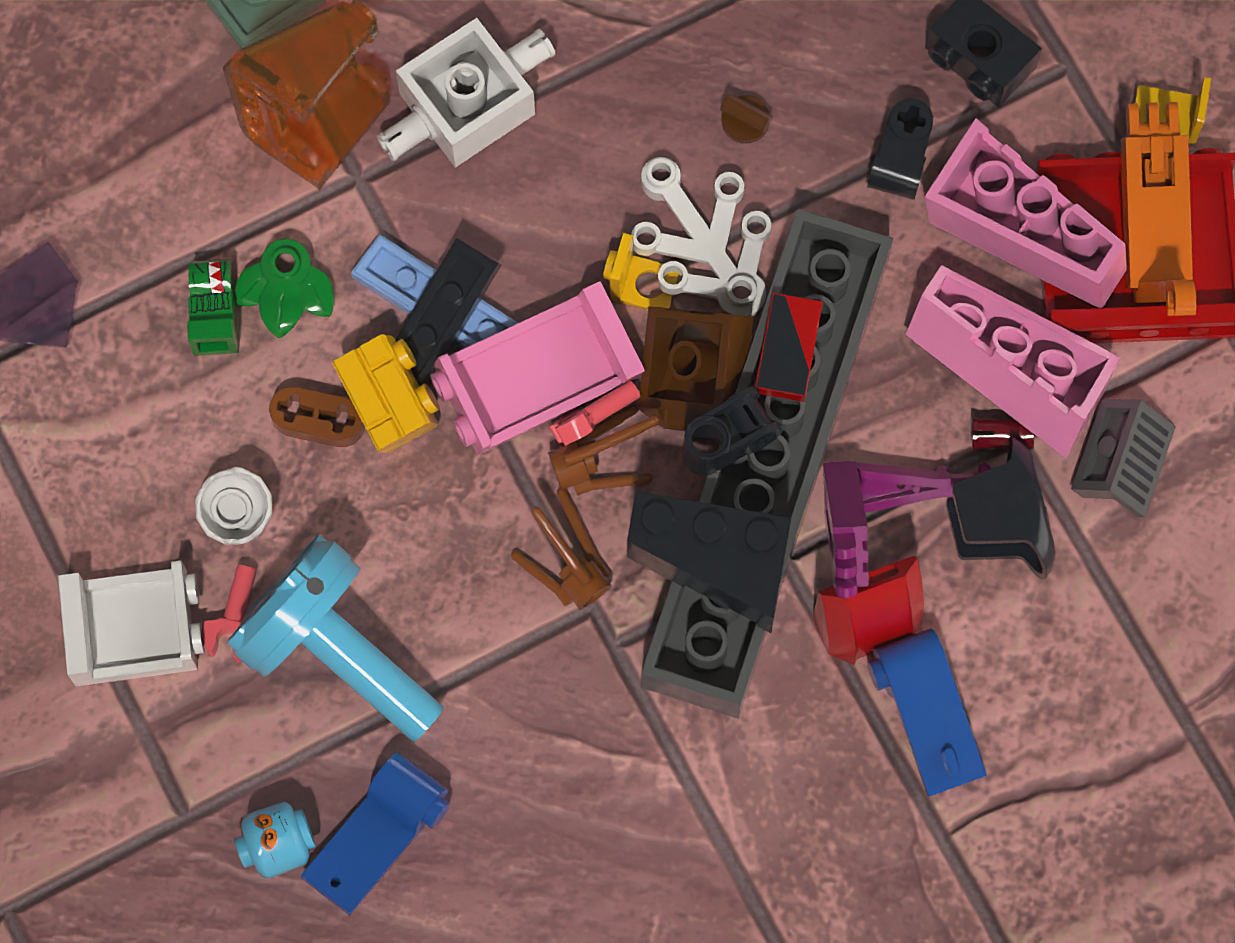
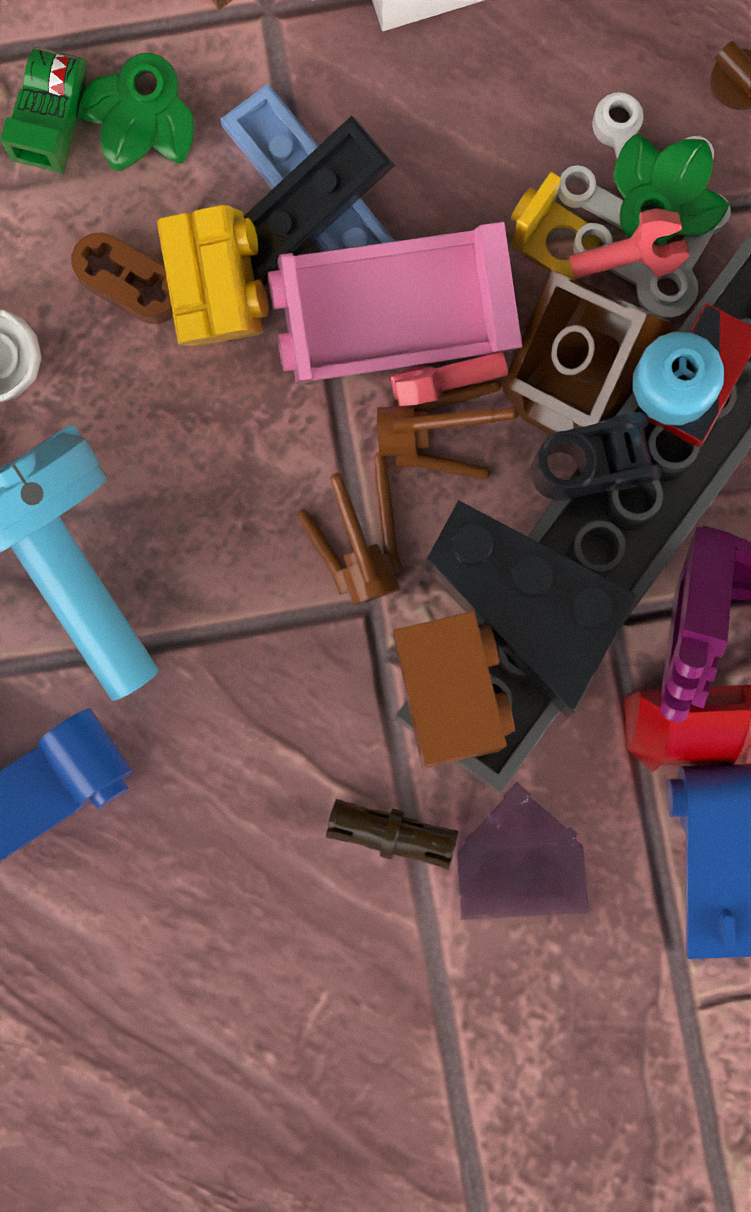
camera: 20 degrees right, 10 degrees up
(667, 773) = (392, 834): none -> dark brown pin
(681, 639) = (452, 689): none -> dark orange brick
(708, 270) = (638, 248): none -> coral bar
(717, 213) = (670, 182): none -> green plate
(769, 352) = (663, 393): none -> medium azure head
(775, 765) = (521, 863): none -> clear purple slope

